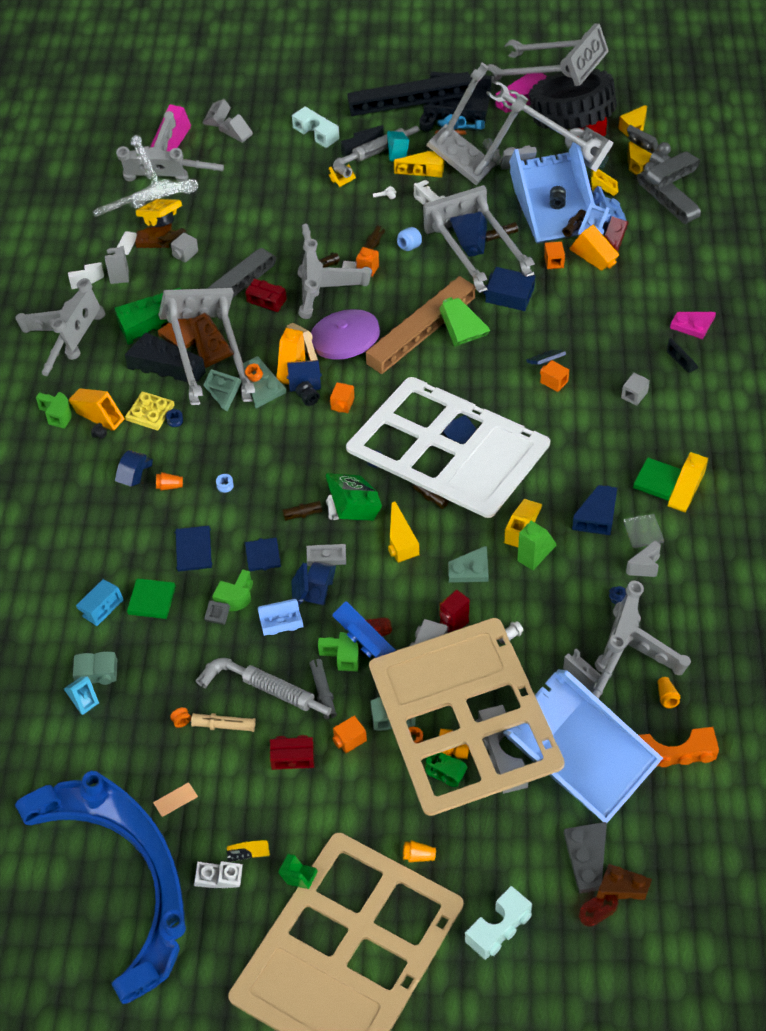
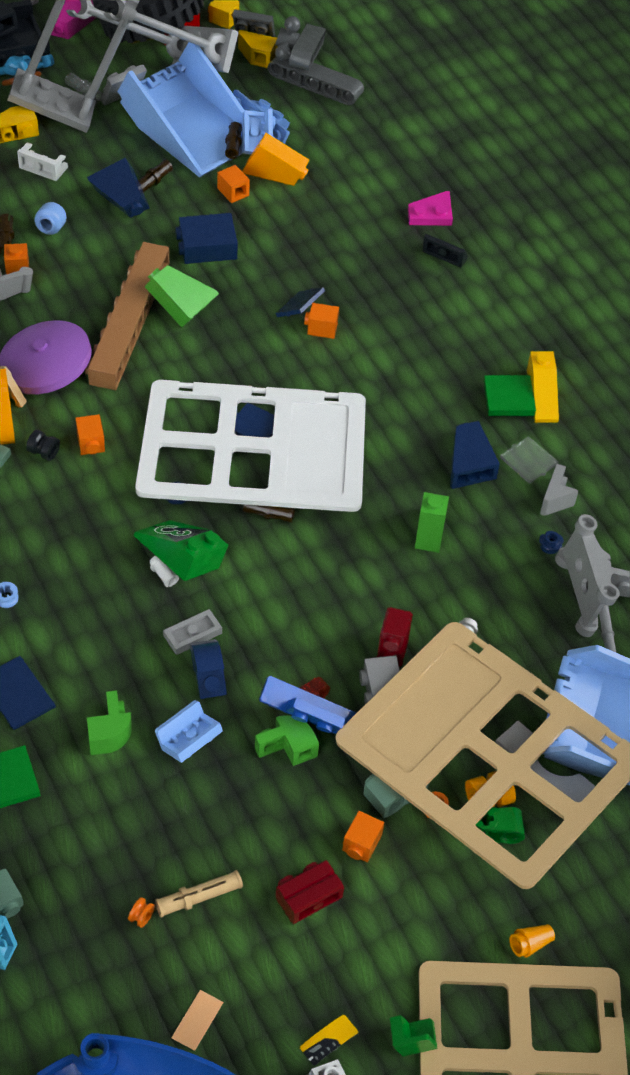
camera: 35 degrees left, 0 degrees up
(217, 612) = (103, 759): dark grey plate -> none
(262, 554) = (110, 664): dark blue piece -> none
(264, 682) = (222, 819): light grey piece -> none
(300, 584) = (188, 680): dark blue piece -> none
(302, 510) = (127, 590): dark brown pin -> none
(304, 371) = (24, 420): dark blue piece -> none
(324, 695) = (303, 804): dark grey pin -> none
(402, 540) = (270, 574): yellow slope -> none
(437, 219) = (105, 150): light grey piece -> none
(470, 567) = (369, 577): sand green wing -> none
(526, 512) = (398, 503): yellow slope -> none
(557, 197) = (196, 116): pearl dark grey wheel -> none
(581, 670) = (561, 641): light grey hinge -> none
(603, 180) = (239, 83): yellow slope -> none
(616, 231) = (289, 132): plate -> none
(635, 389) = (420, 304): light grey brick -> none

